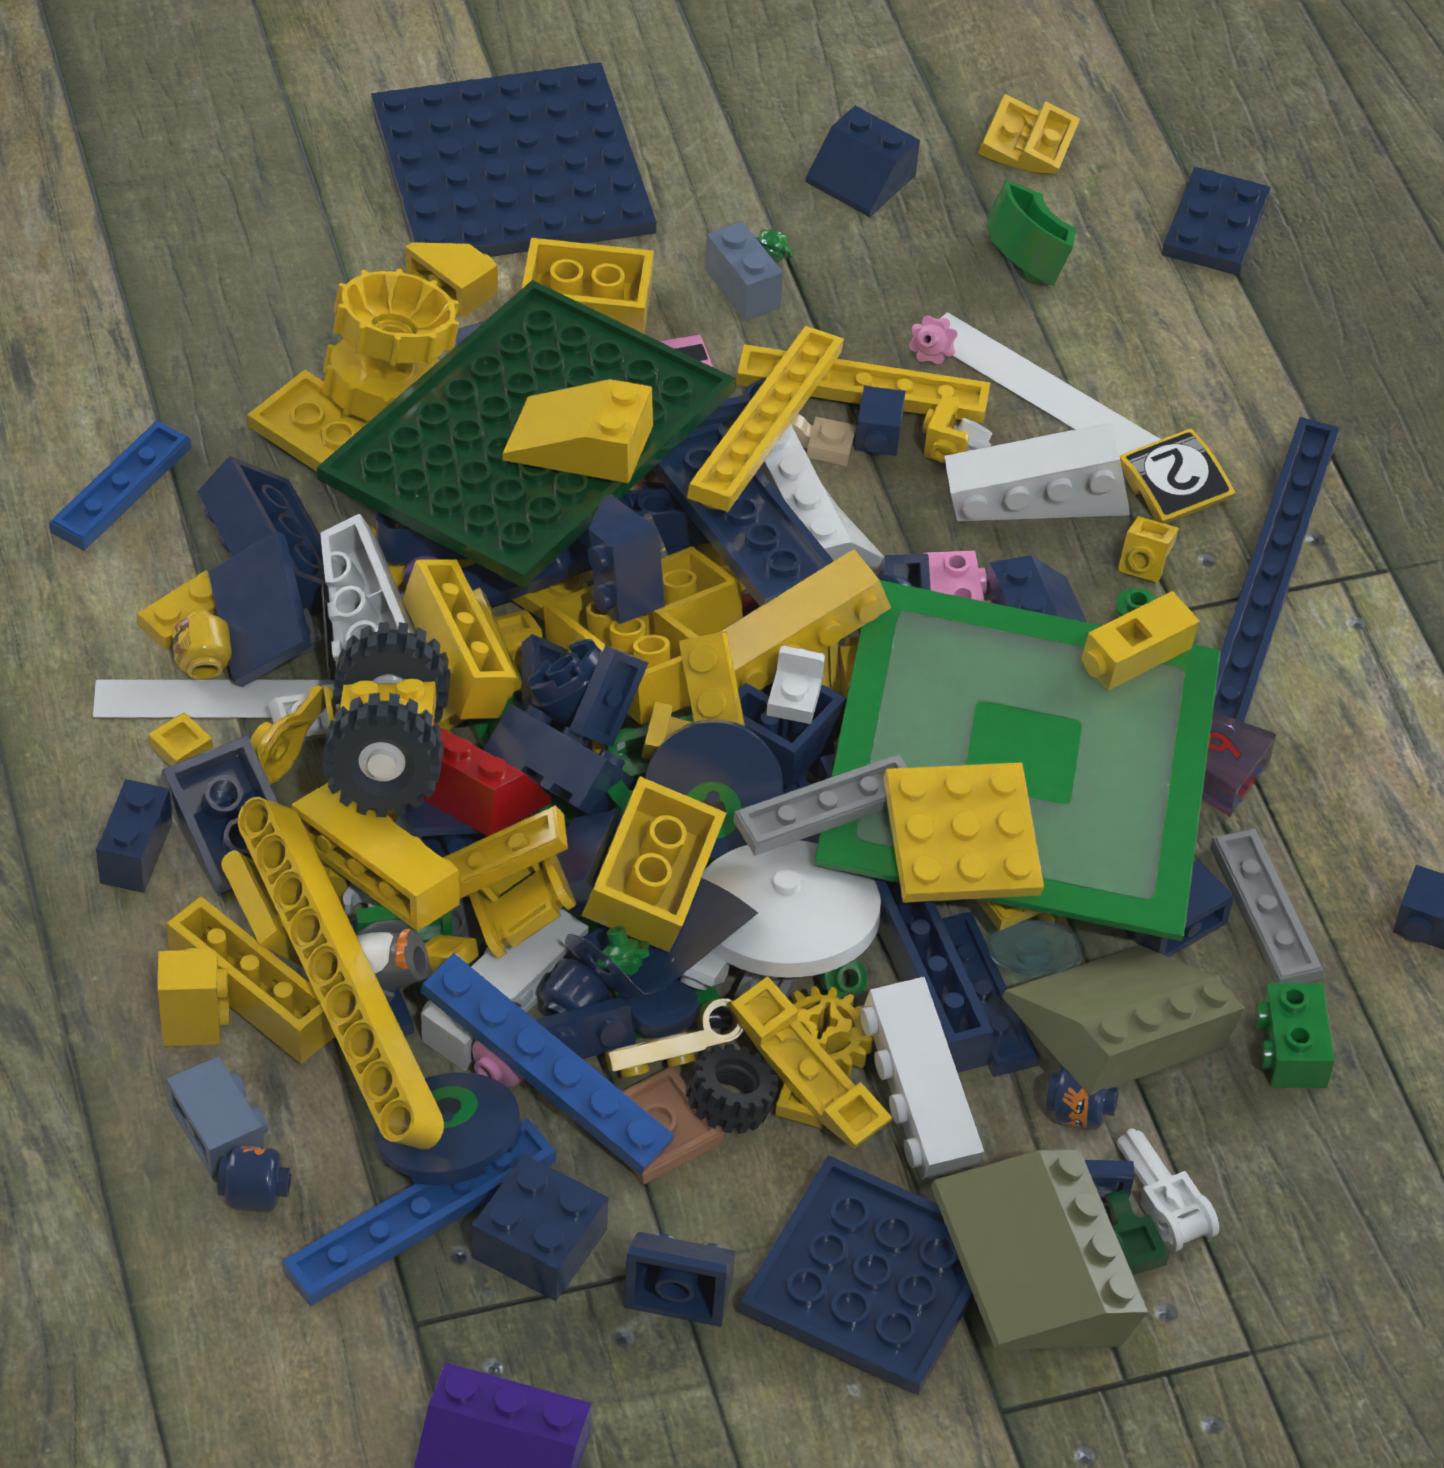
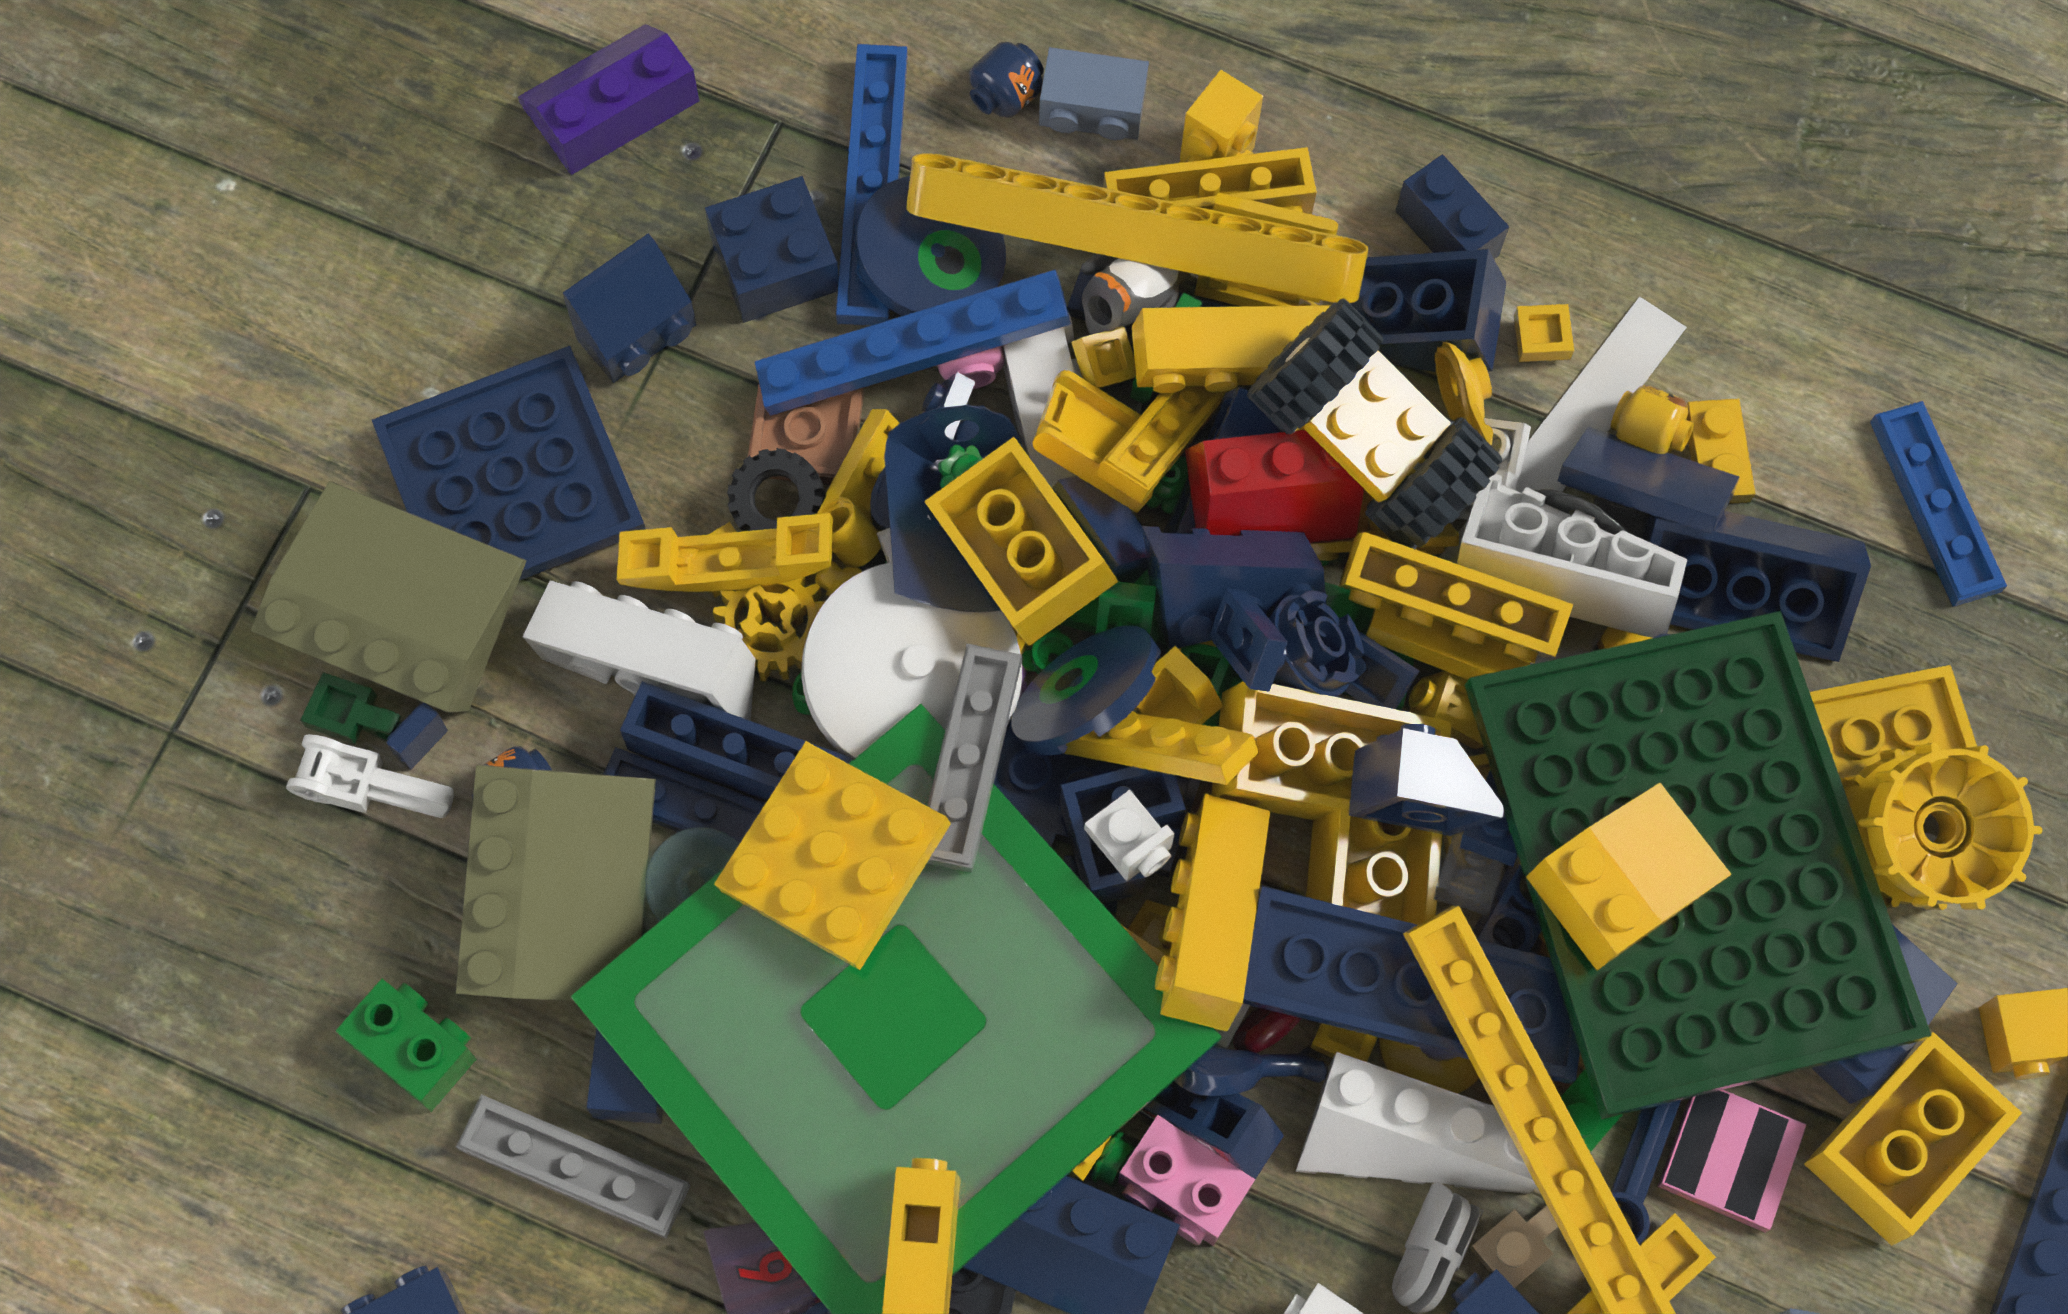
camera: 130 degrees right, 20 degrees up
(870, 466) = (1435, 1248): none -> light grey arm

